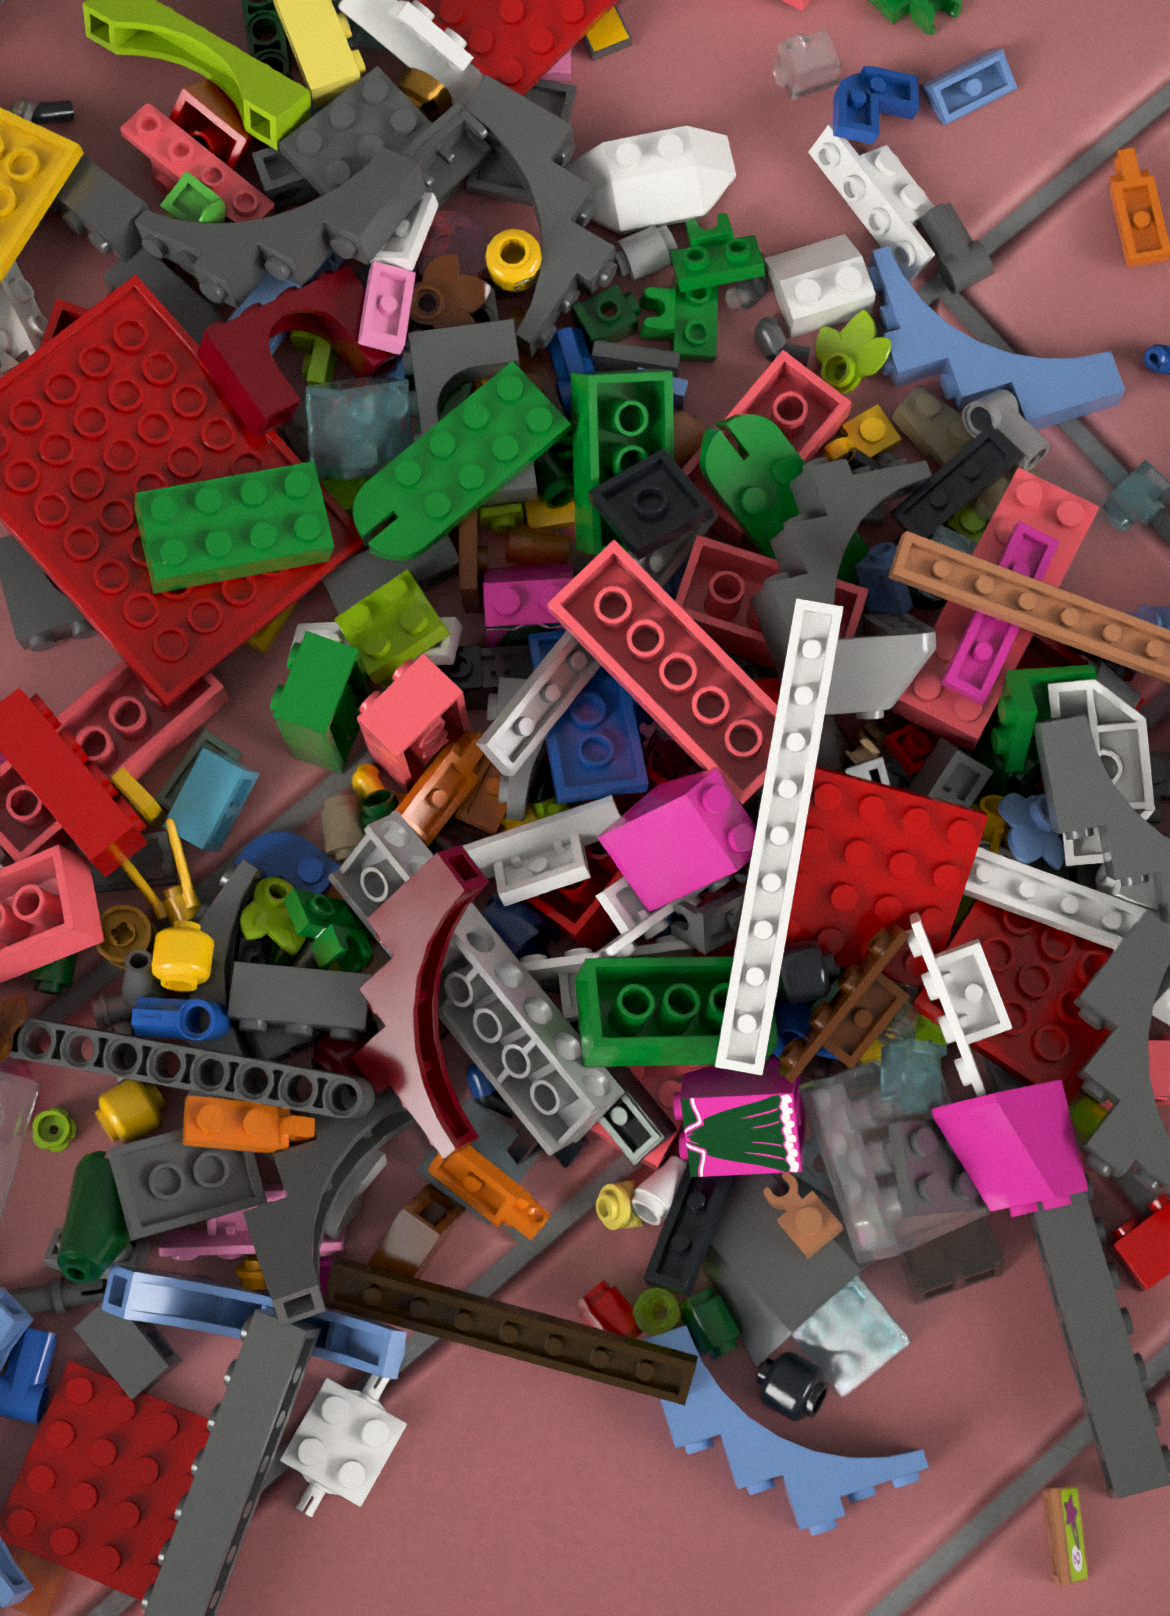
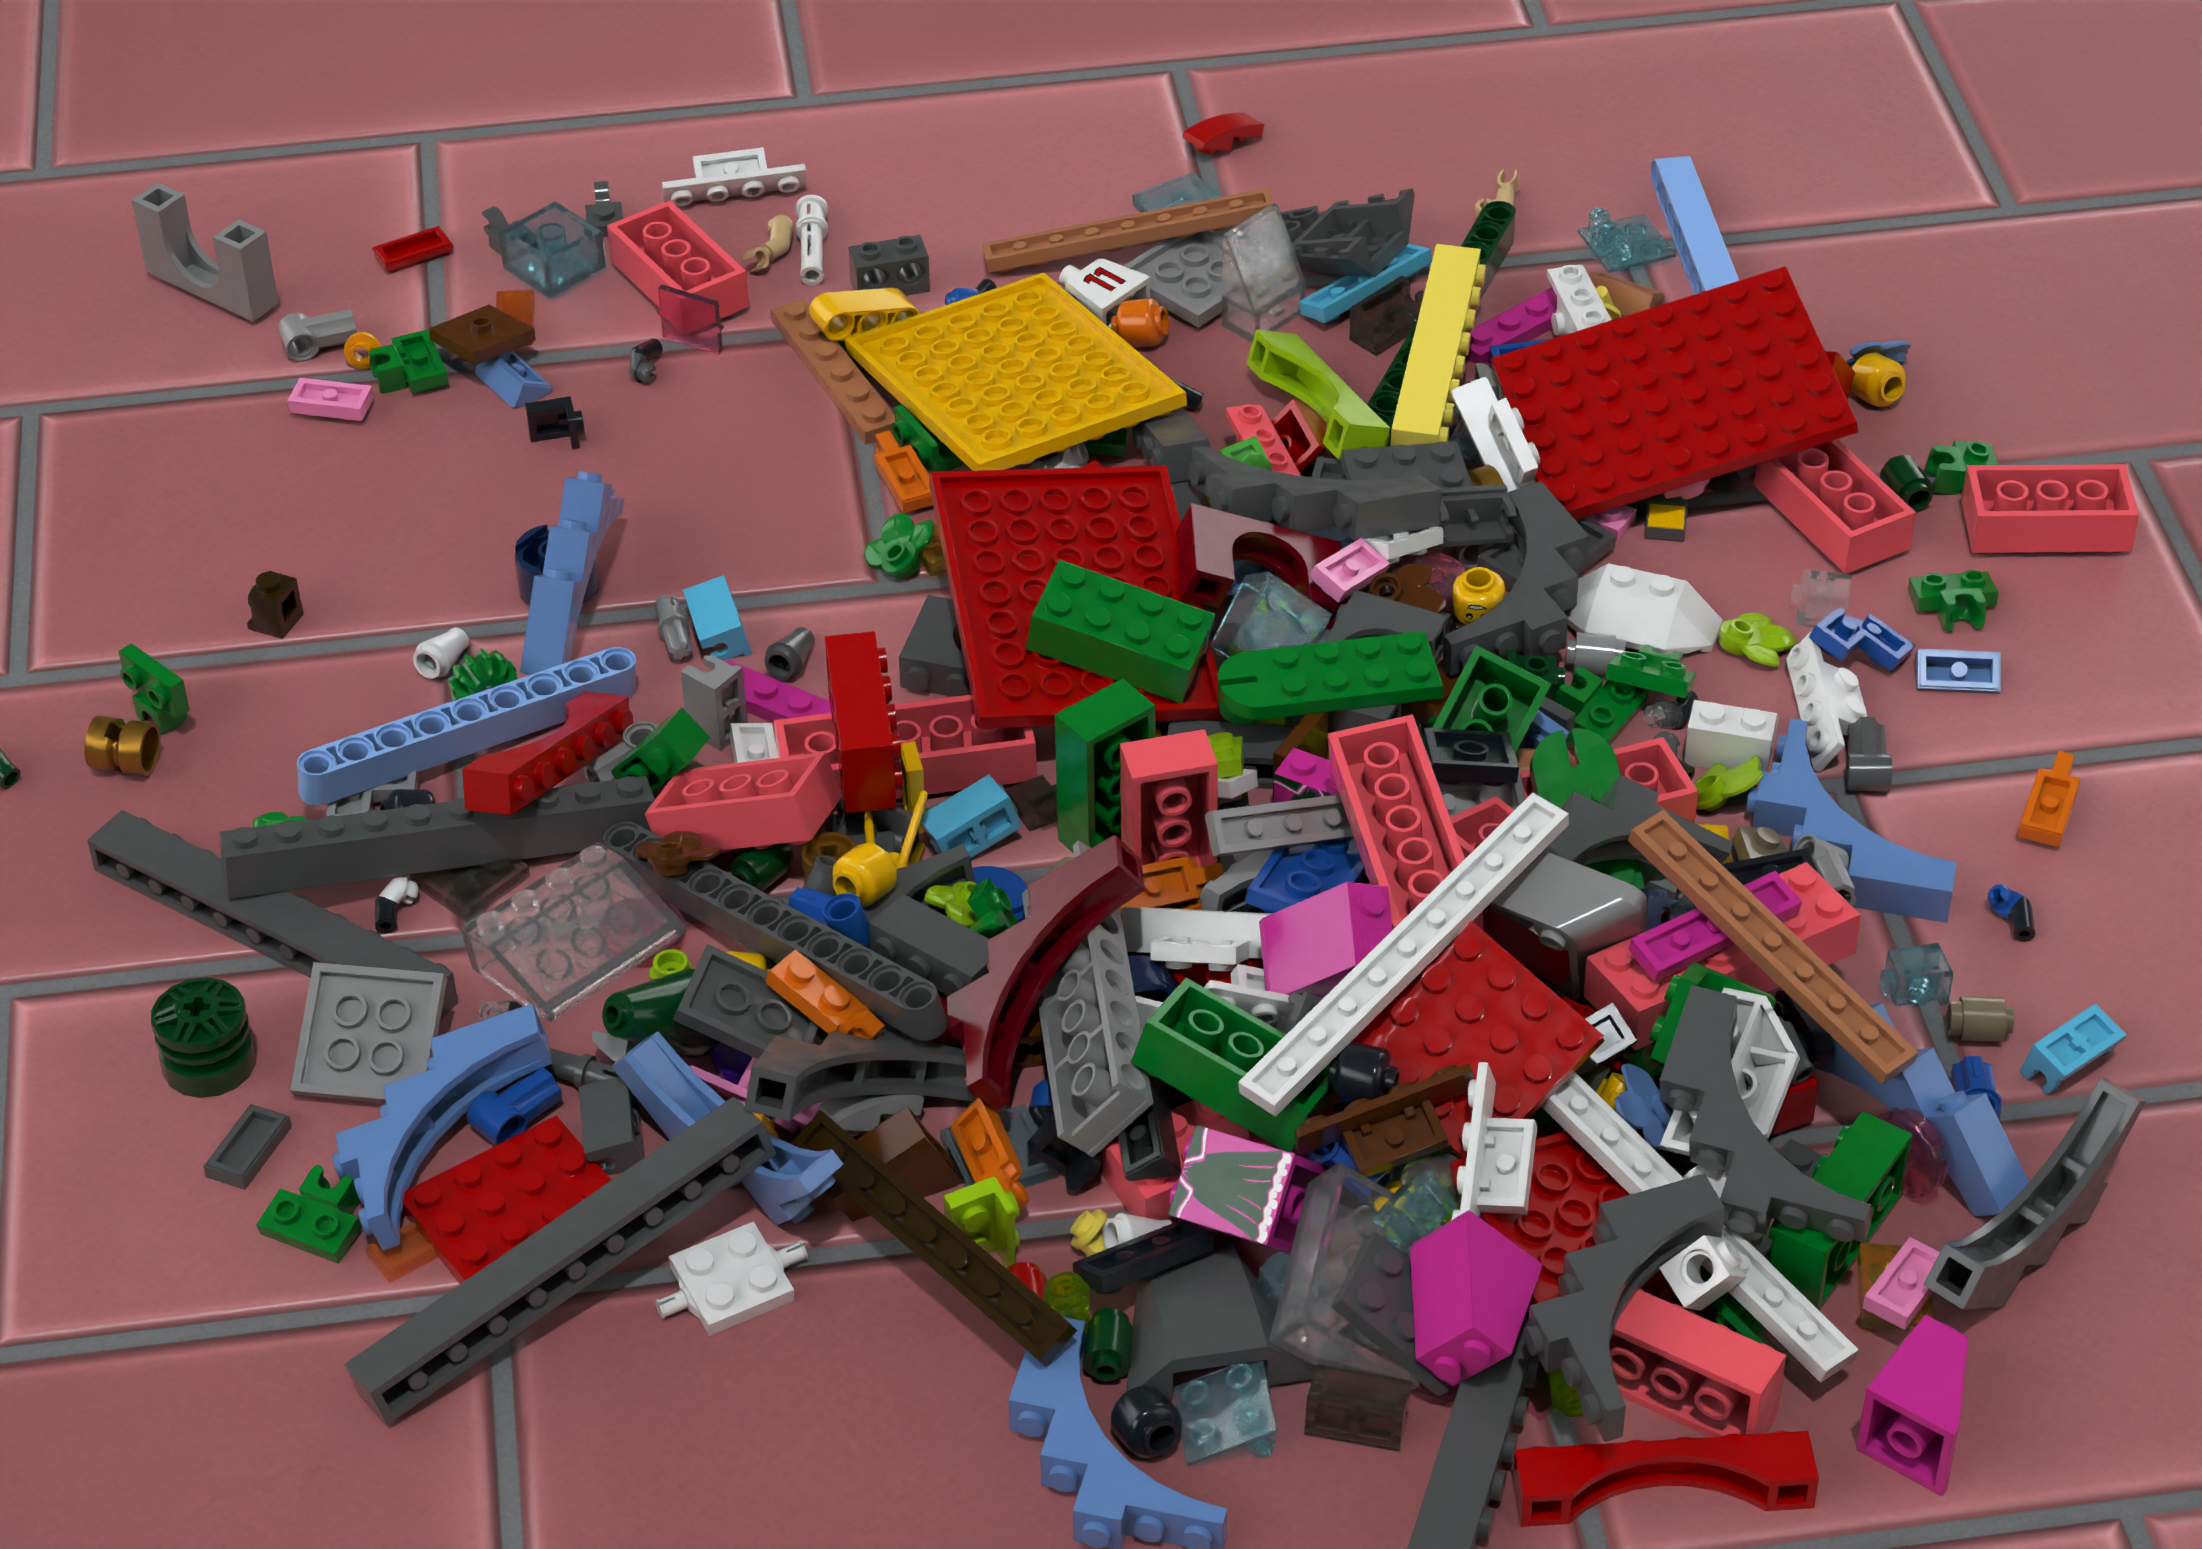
camera: 30 degrees right, 35 degrees down
(249, 729) = (1035, 802): none -> clear smoke bracket
(527, 1278) = (986, 1217): none -> lime bracket
(775, 142) = (1756, 637): none -> lime plate
(805, 1219) = (1246, 1290): nougat plate -> none

